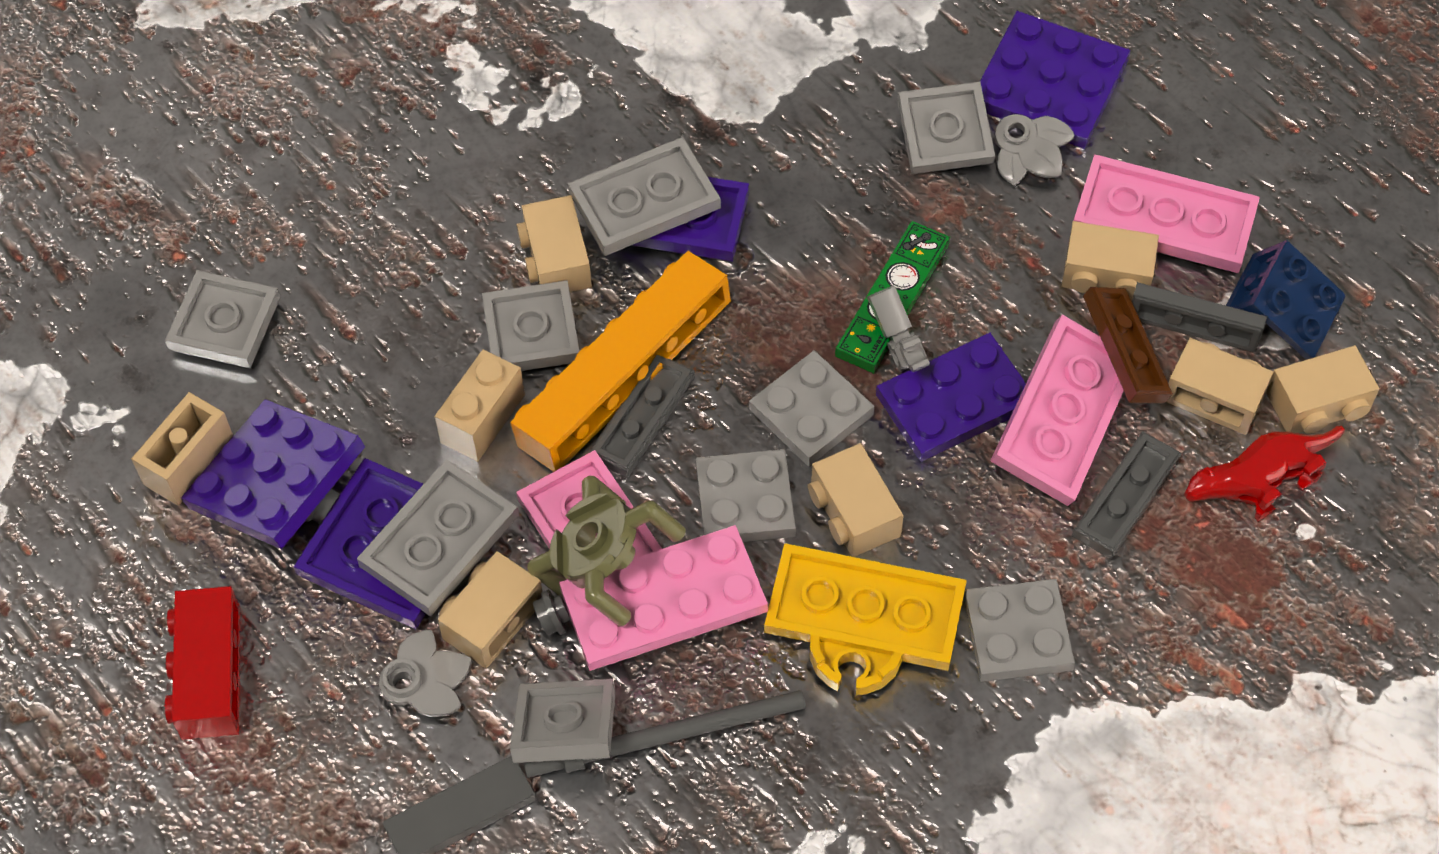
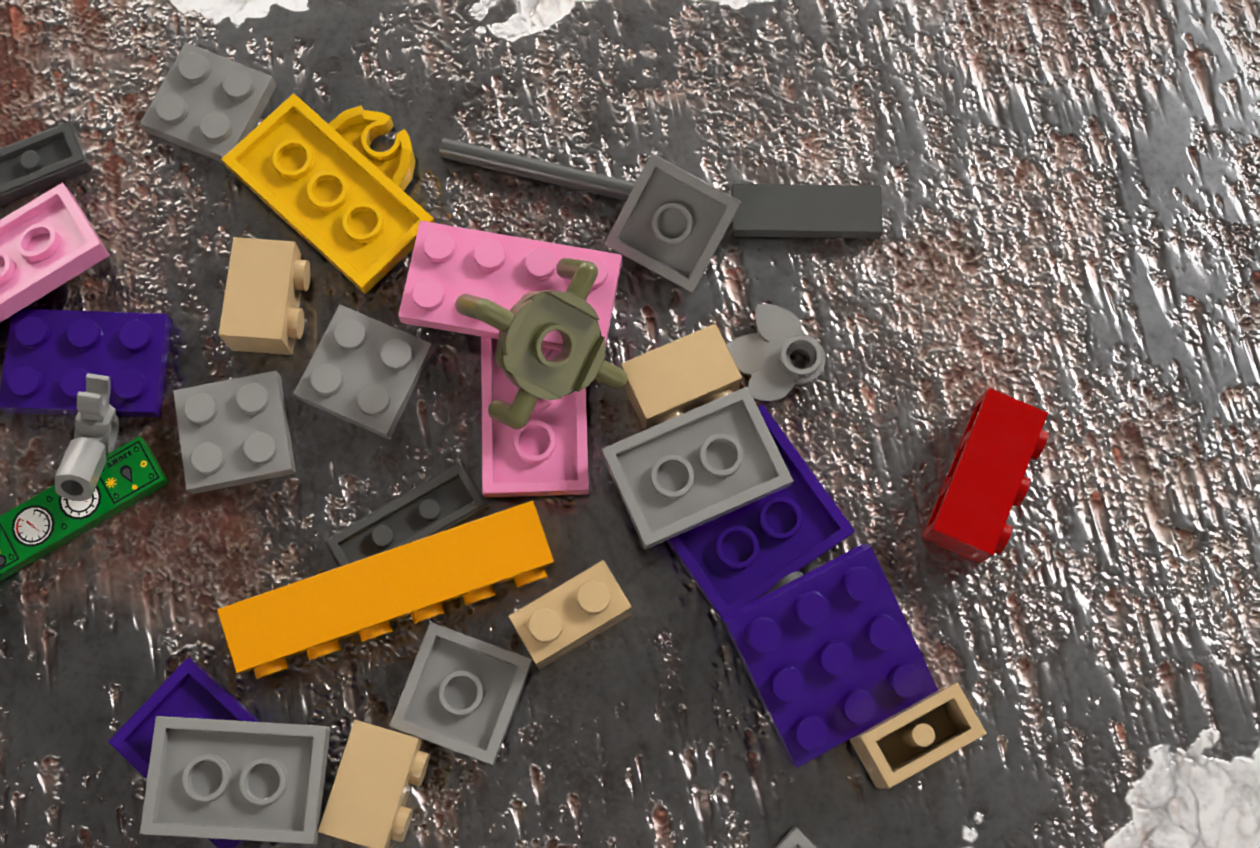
camera: 155 degrees left, 15 degrees up
(552, 613) = (623, 342): dark grey plate -> none

